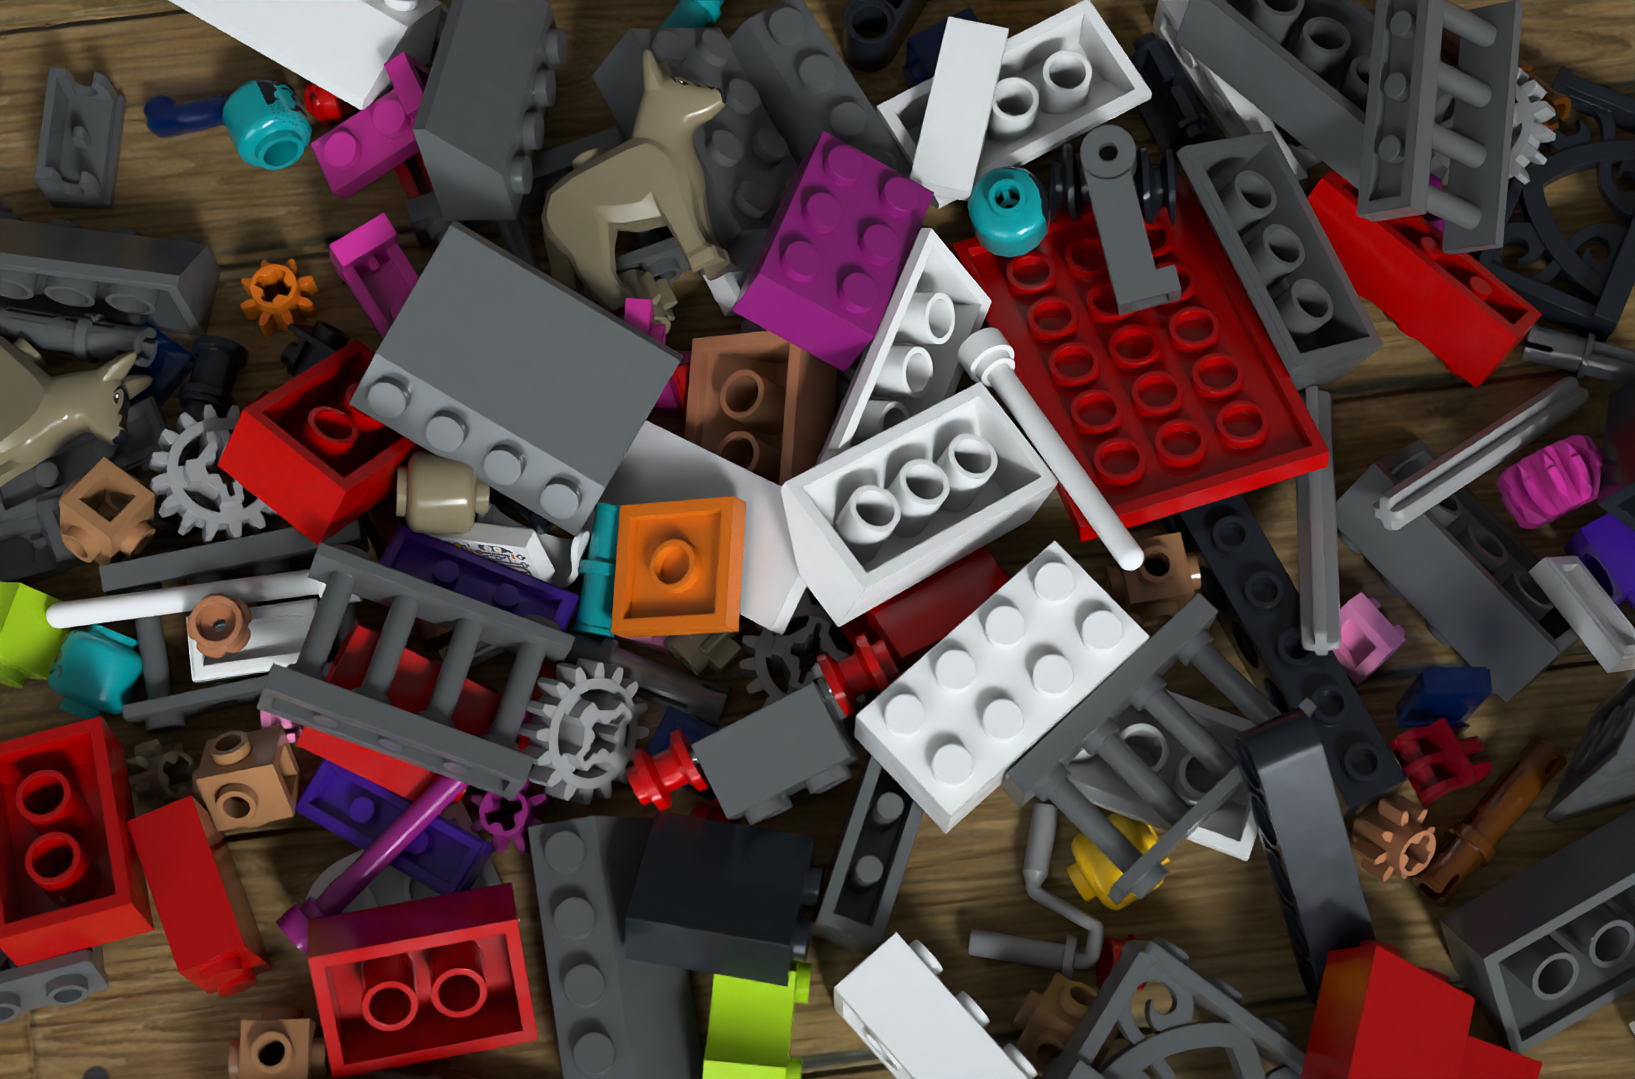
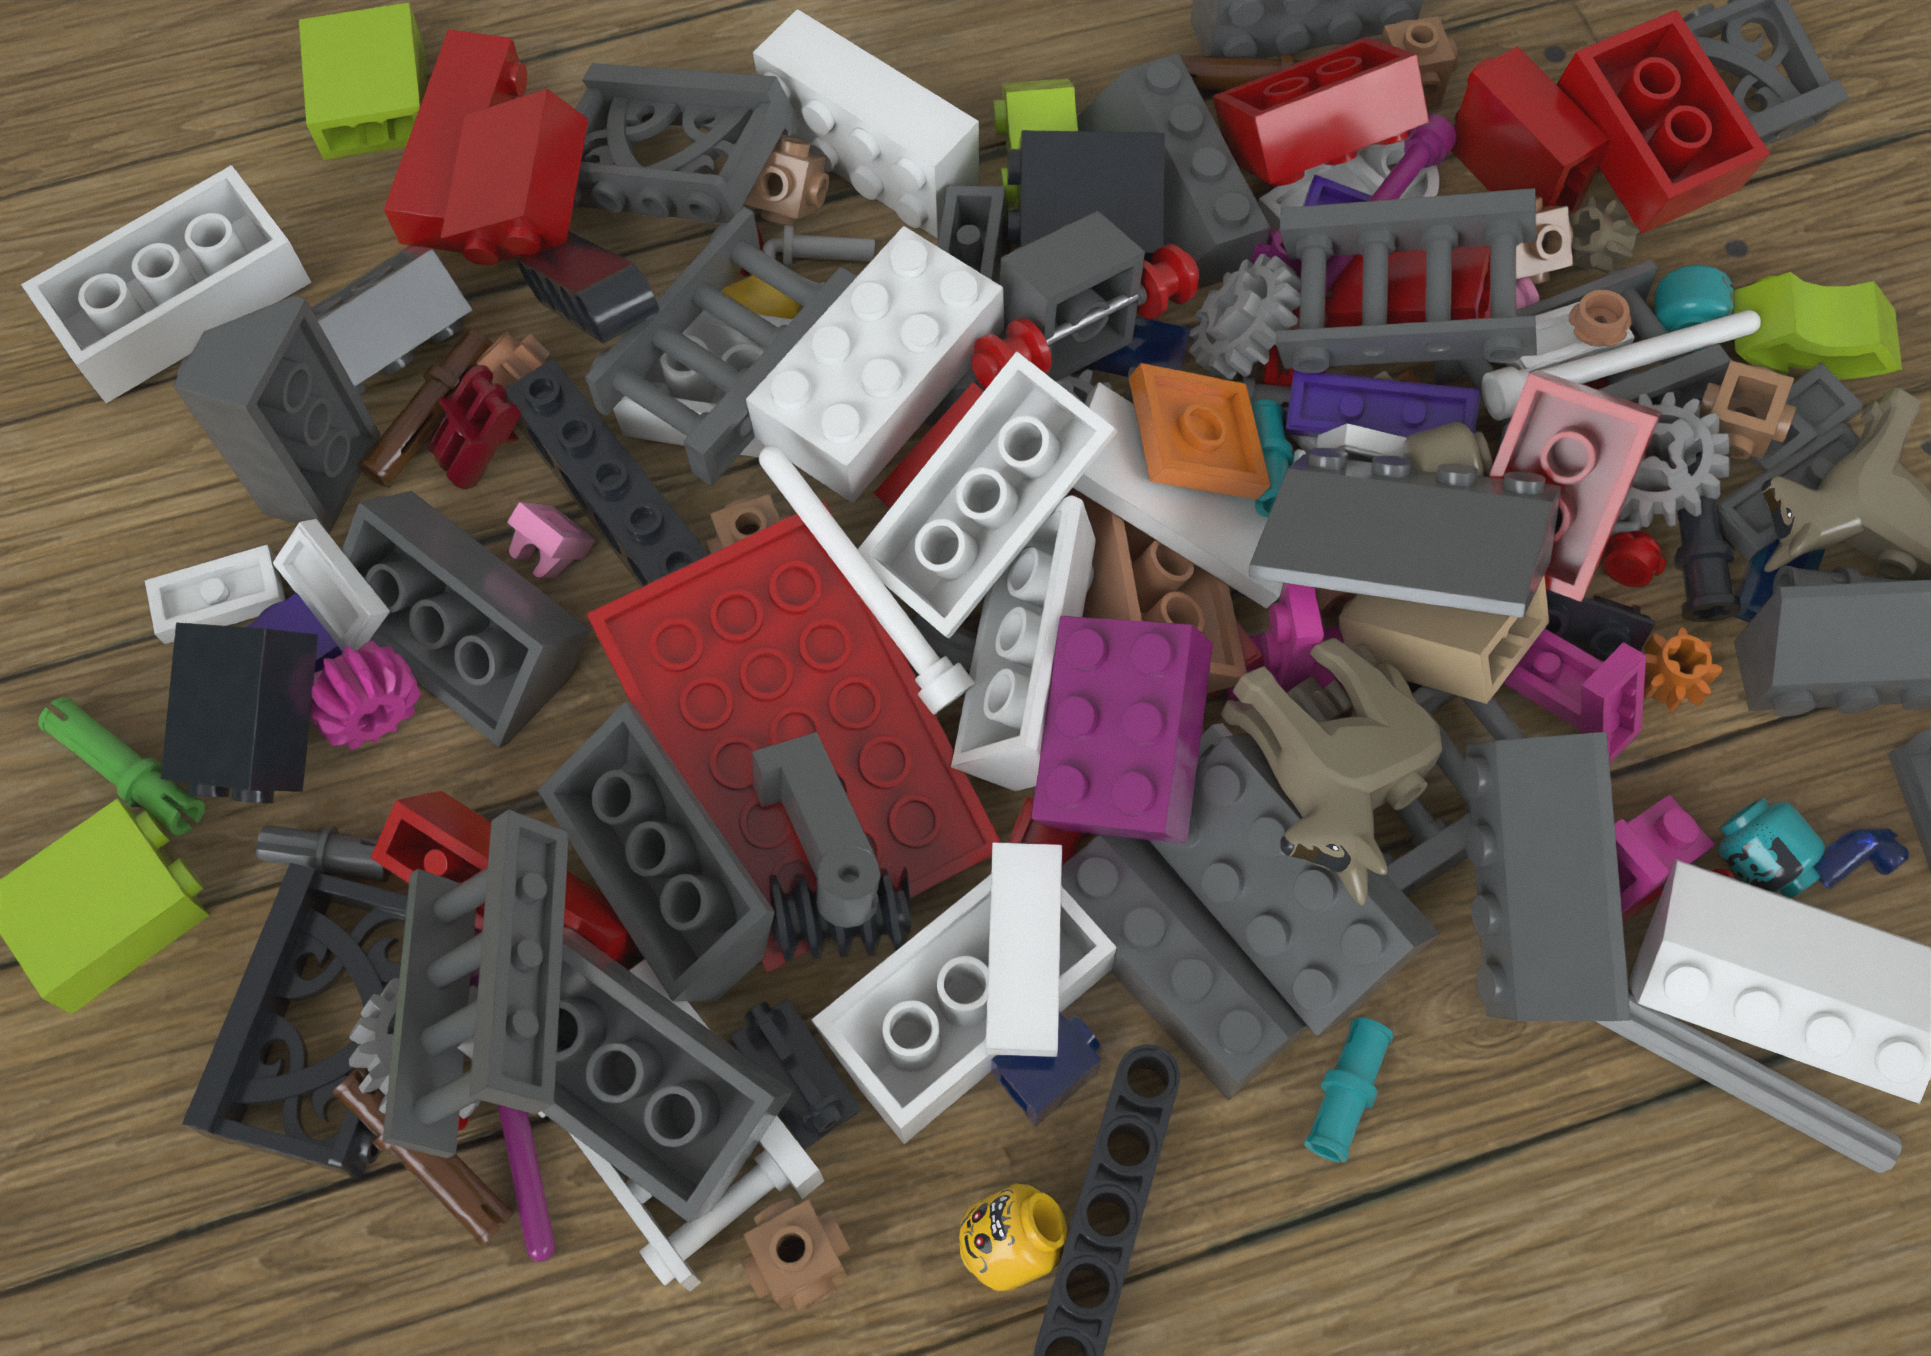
camera: 170 degrees right, 5 degrees down
(1009, 211) = (948, 853): teal head -> none
(1318, 539) = (593, 580): light grey axle -> none
(1444, 693) = (470, 470): clear blue tile -> none
(1479, 453) = (433, 694): light grey axle -> none

